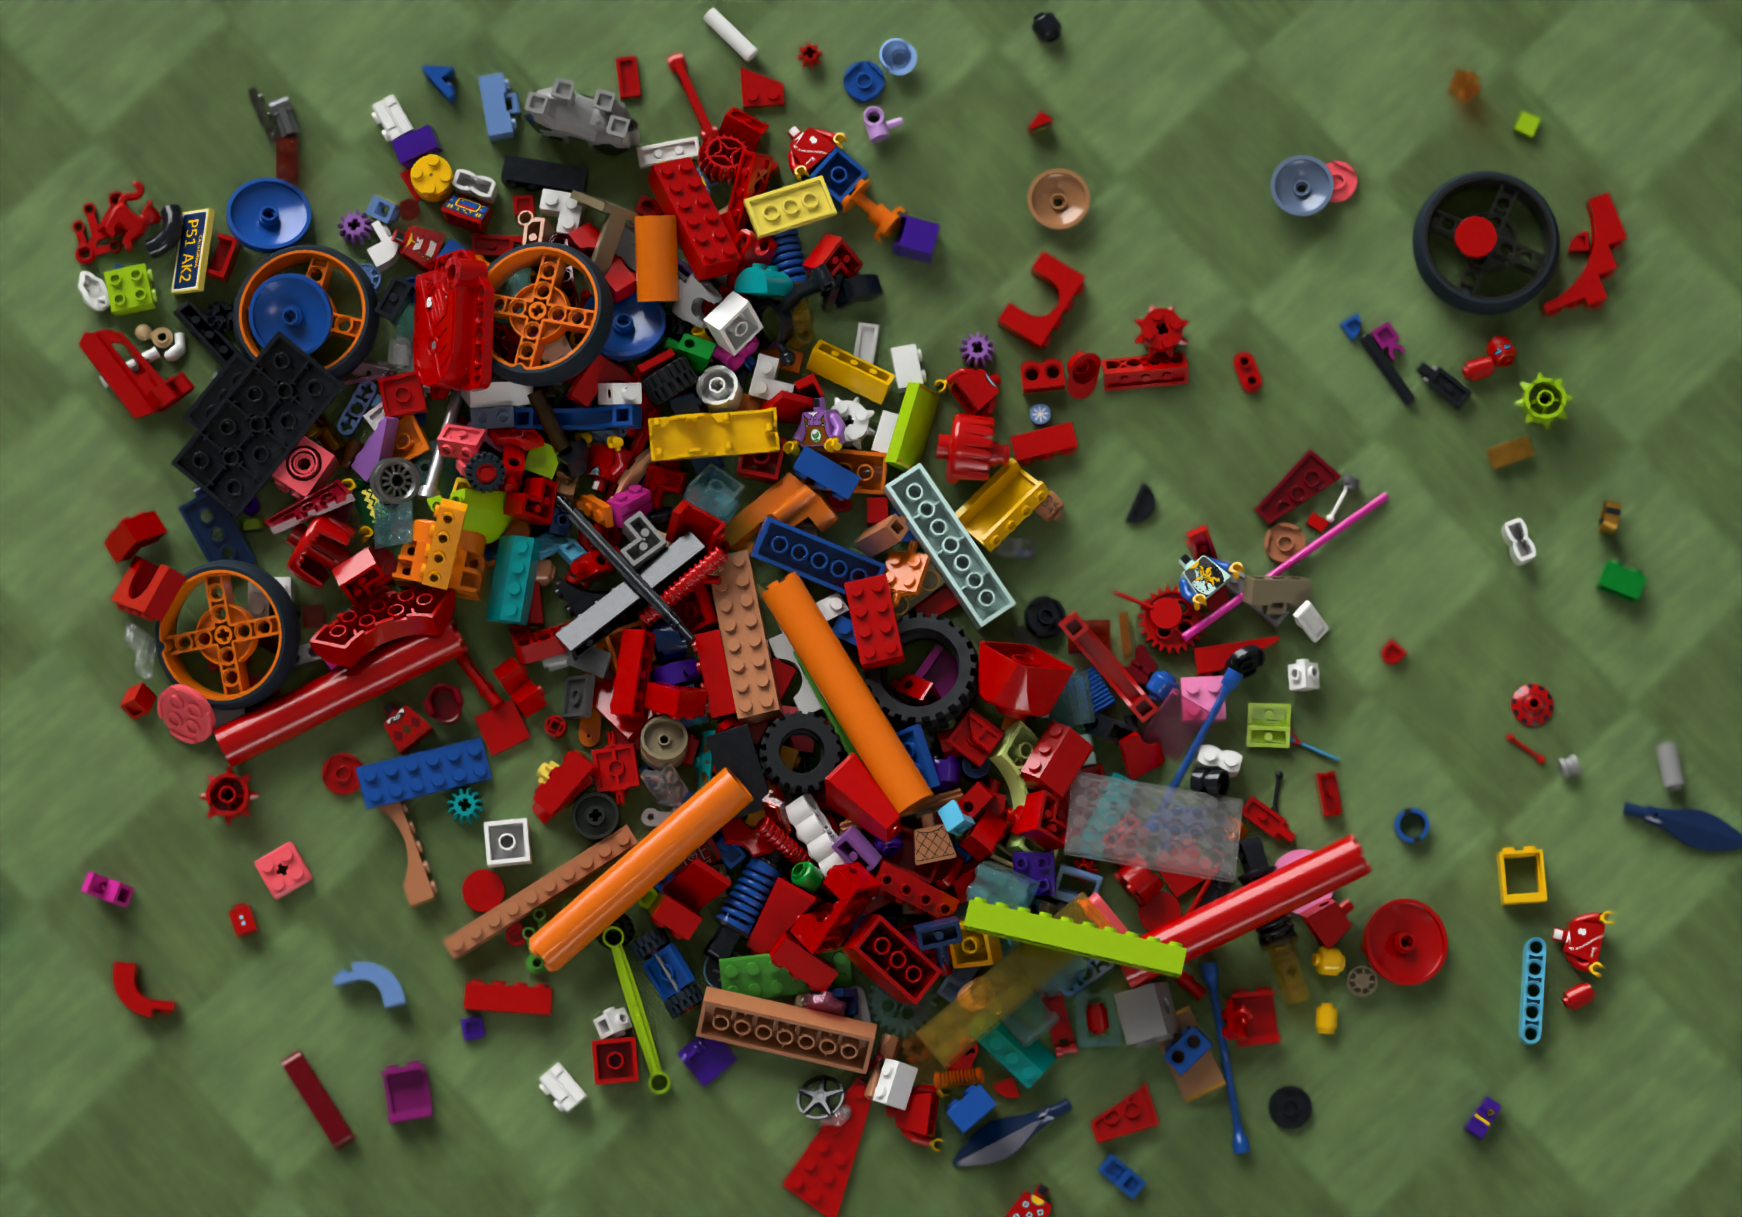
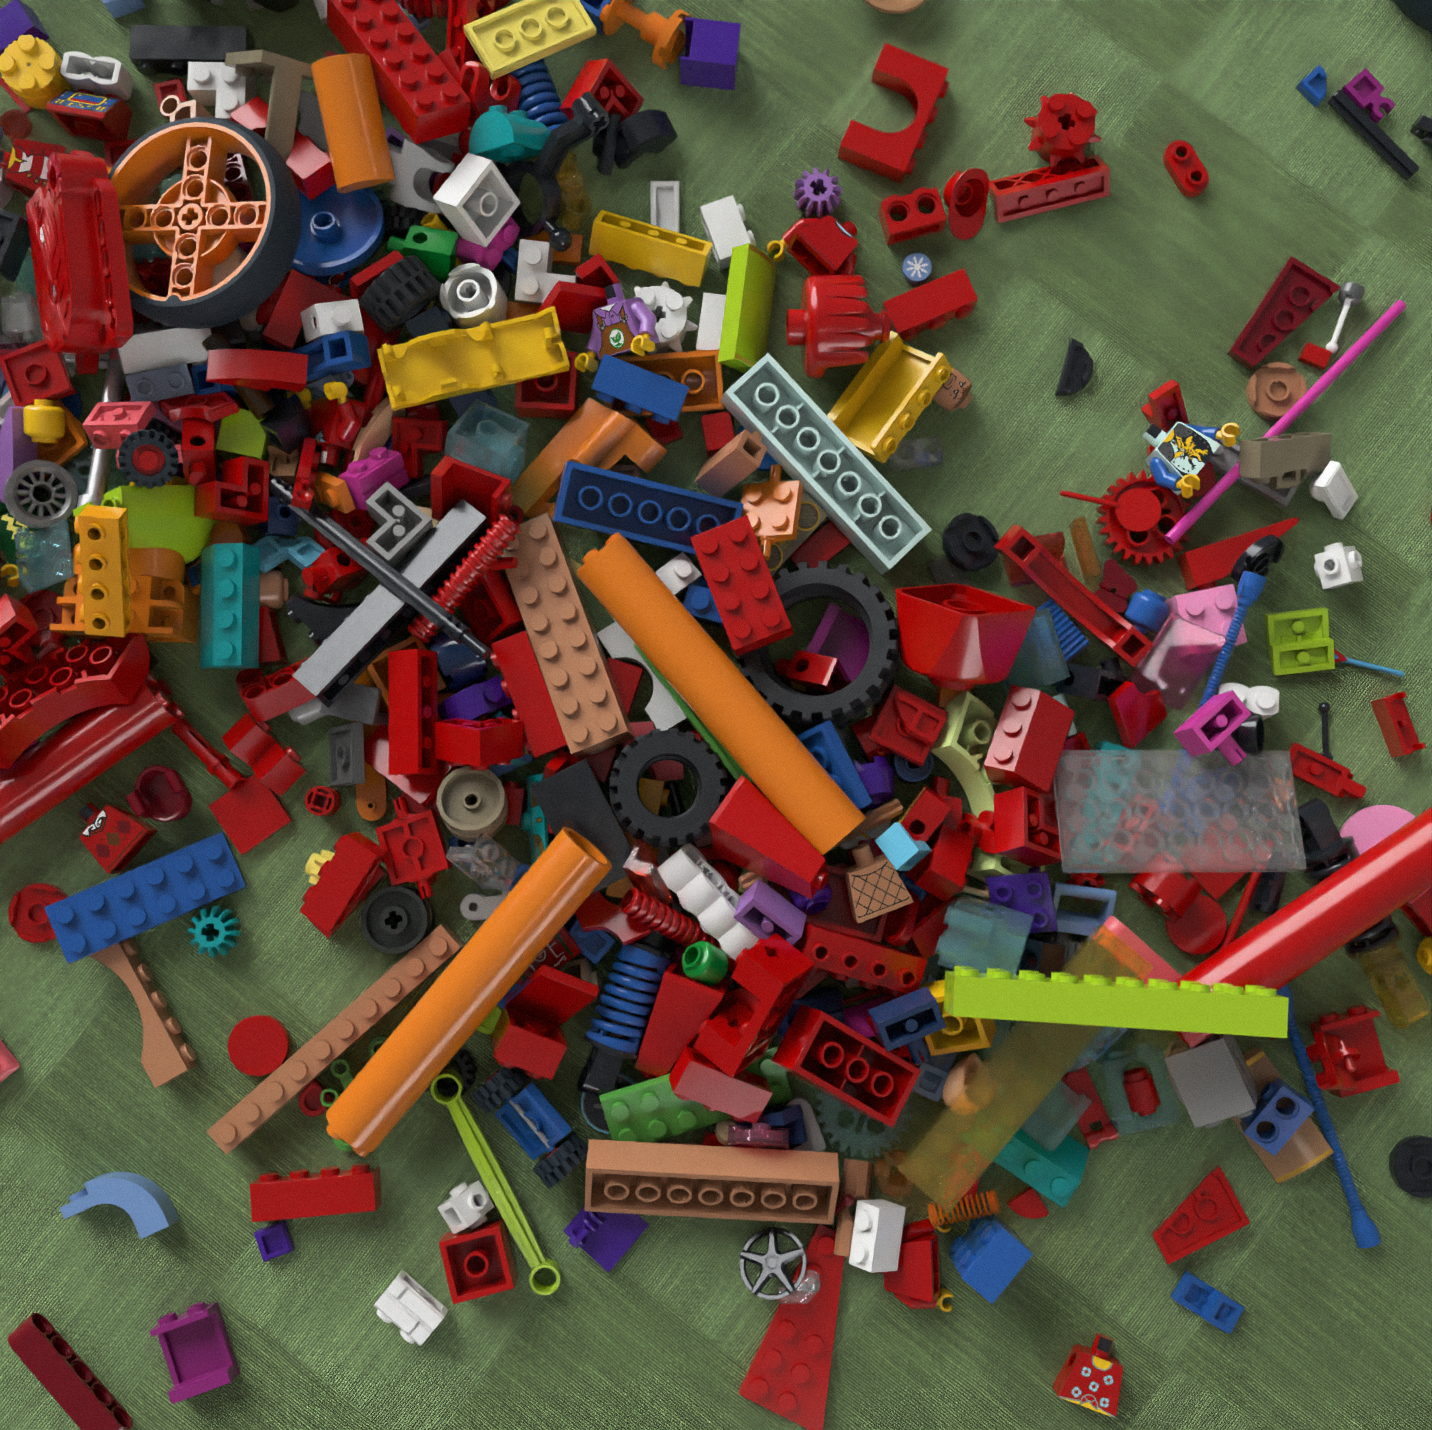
camera: 10 degrees left, 5 degrees up
(404, 429) = (44, 421): none -> yellow head
(508, 842) = (279, 975): white brick -> none
(564, 419) = (257, 369): none -> red slope
(582, 496) = (305, 478): none -> red hinge
(1007, 1135) = (1046, 1270): dark blue animal -> none
(1187, 772) = (1213, 726): none -> dark pink brick

